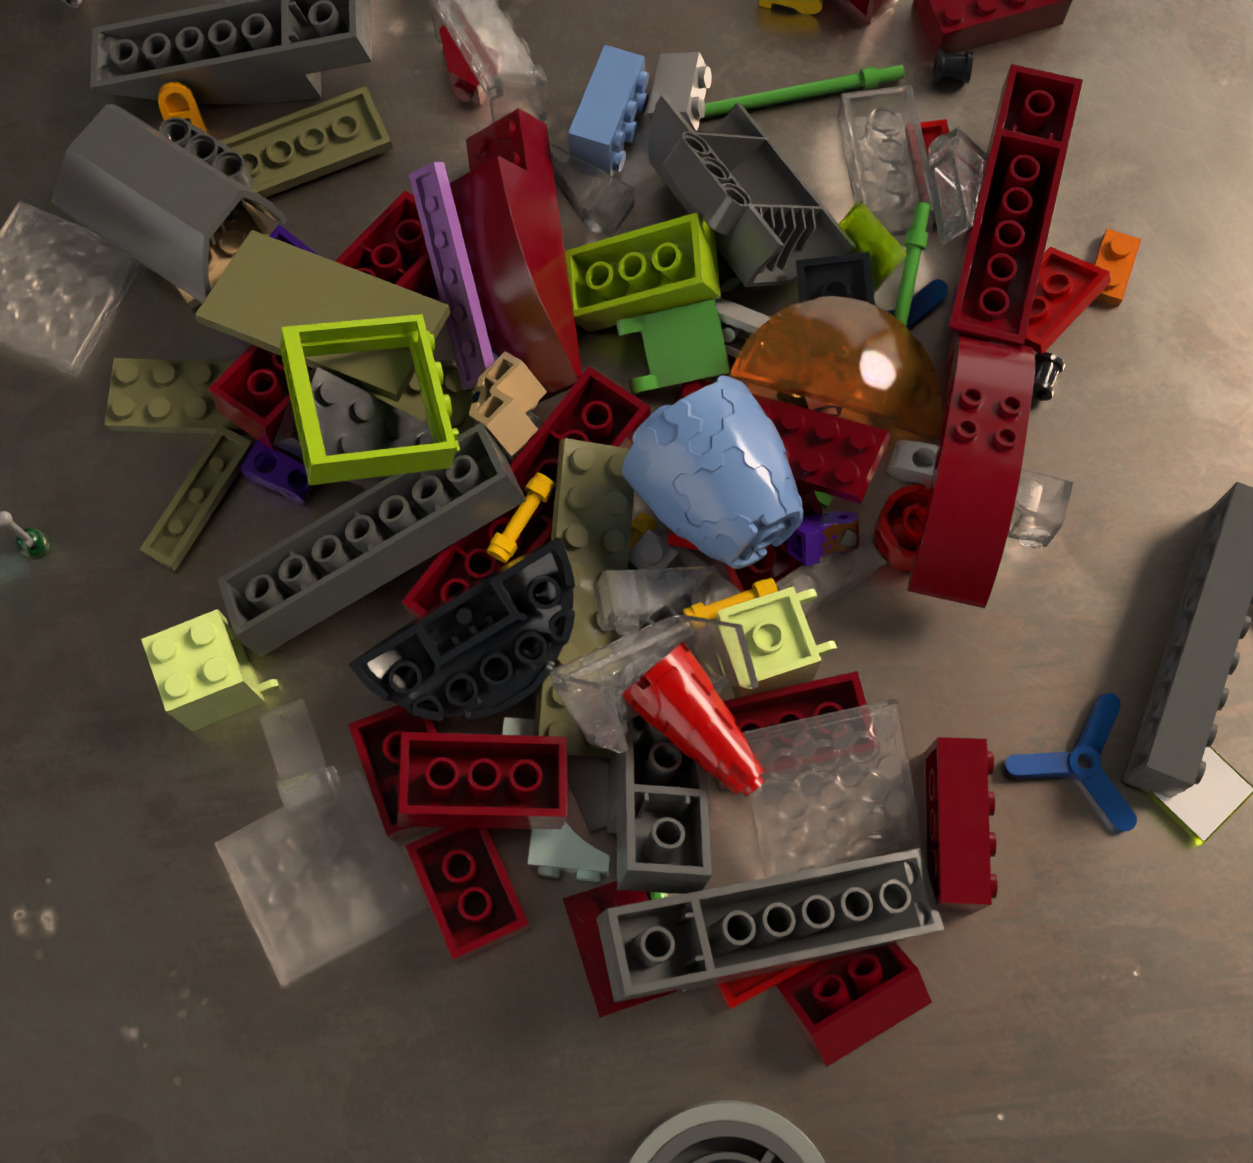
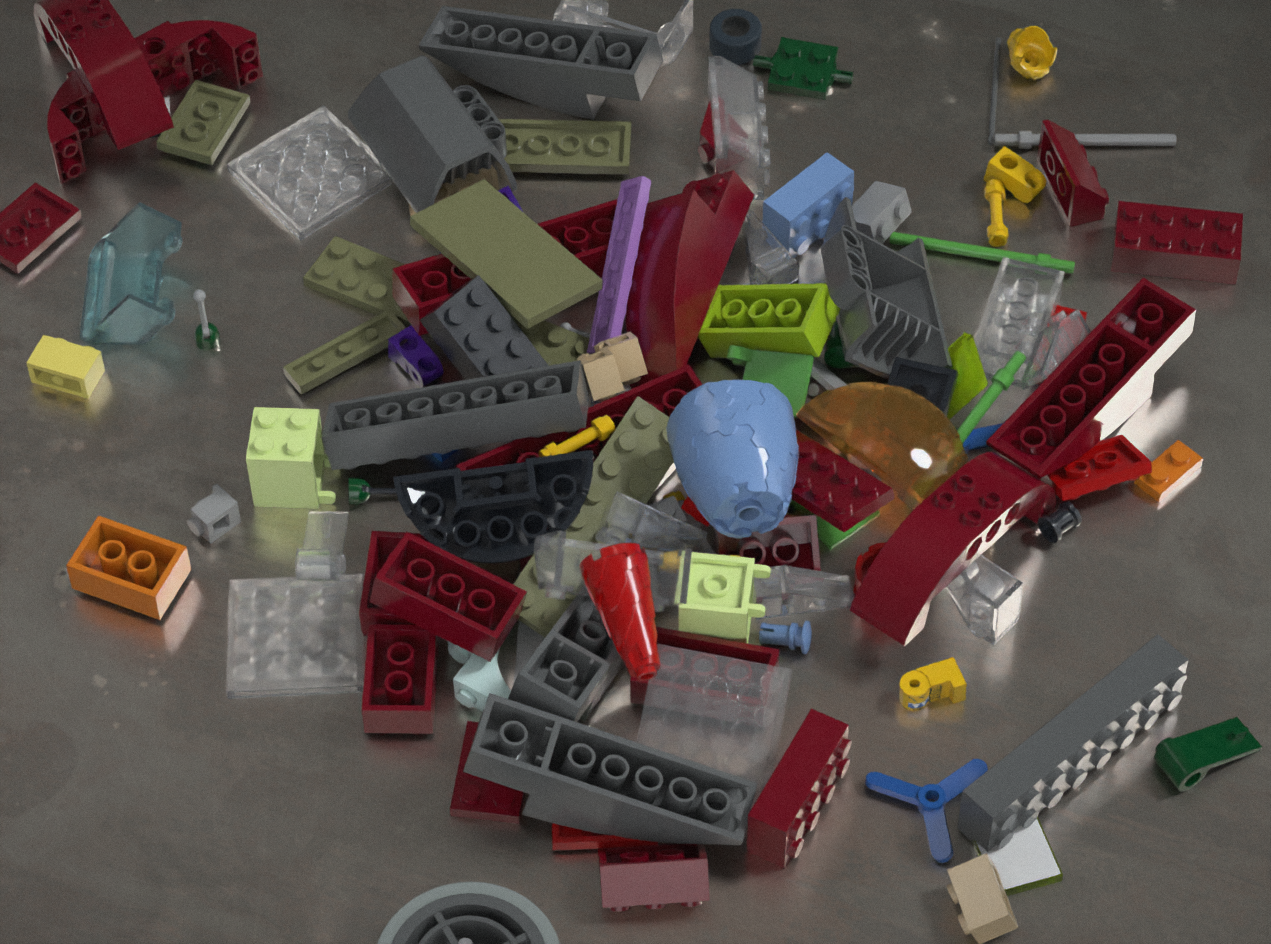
camera: 25 degrees right, 20 degrees down
(93, 887) = (129, 567): none -> orange brick
(155, 771) = (214, 515): none -> light grey brick
(177, 100) = (481, 78): light orange plate -> none
(303, 664) = (361, 491): none -> dark green hinge
(361, 336) = (519, 267): lime window -> none
(806, 60) = (995, 194): none -> yellow bar
(824, 536) = (809, 554): dark purple leg -> none
(846, 634) = (787, 635): none -> medium blue pin
(952, 66) = (1116, 278): black bush -> none
(1007, 634) = (932, 684): none -> yellow leg
(1201, 864) = (981, 899): none -> tan brick

